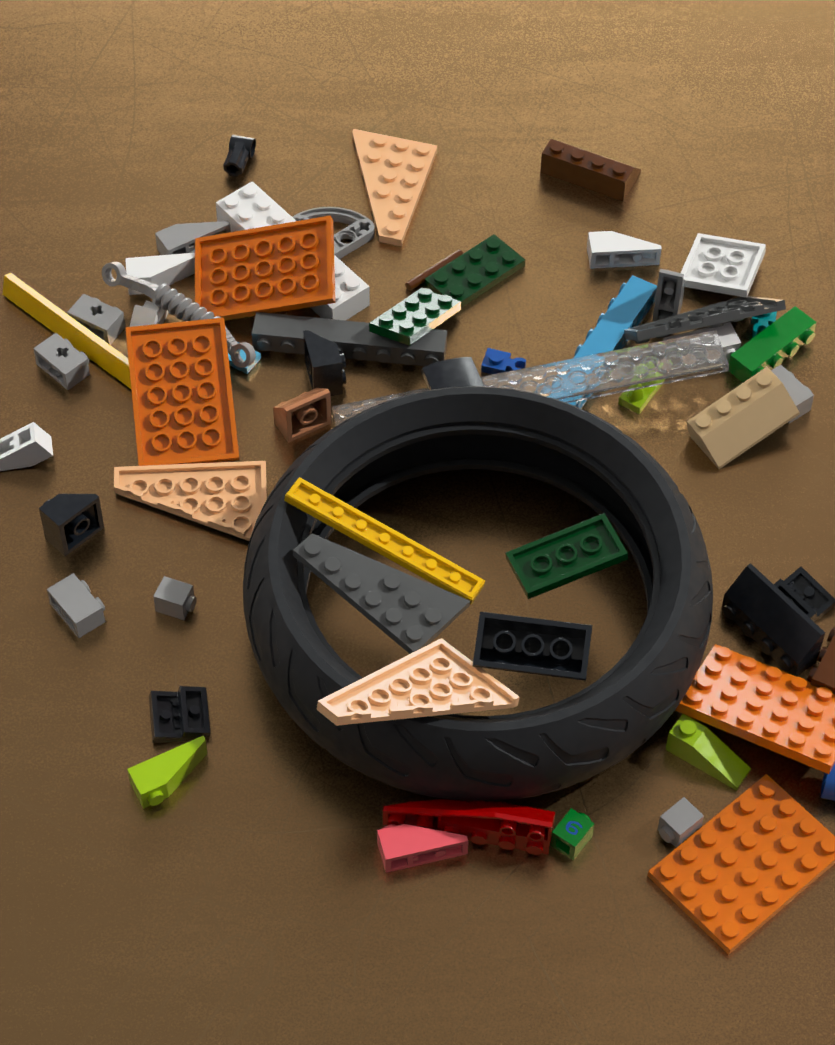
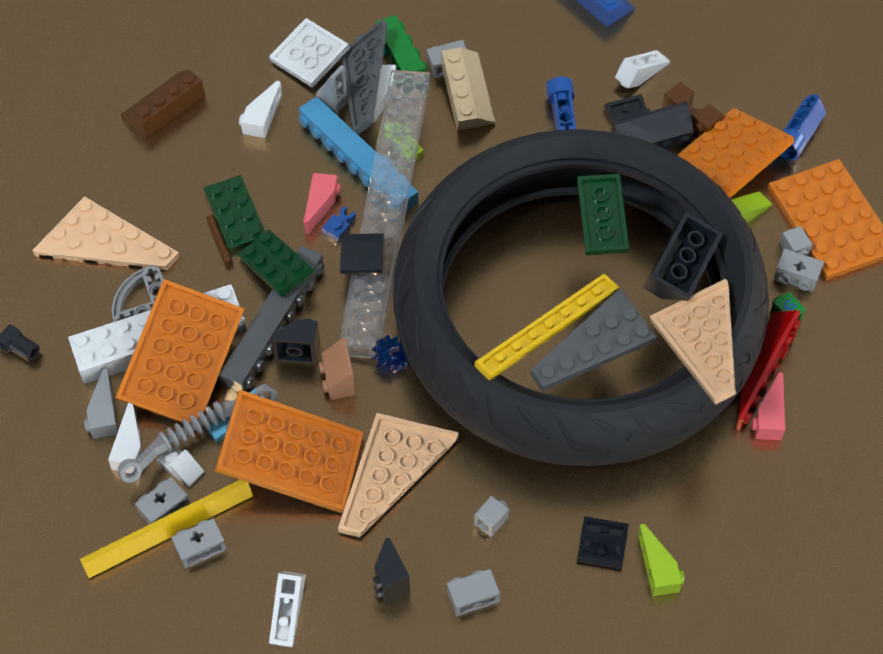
camera: 70 degrees left, 5 degrees up
(523, 334) = (321, 198): none -> coral slope
(642, 848) = (798, 270): none -> light grey brick
(785, 516) = (560, 95): none -> blue beam

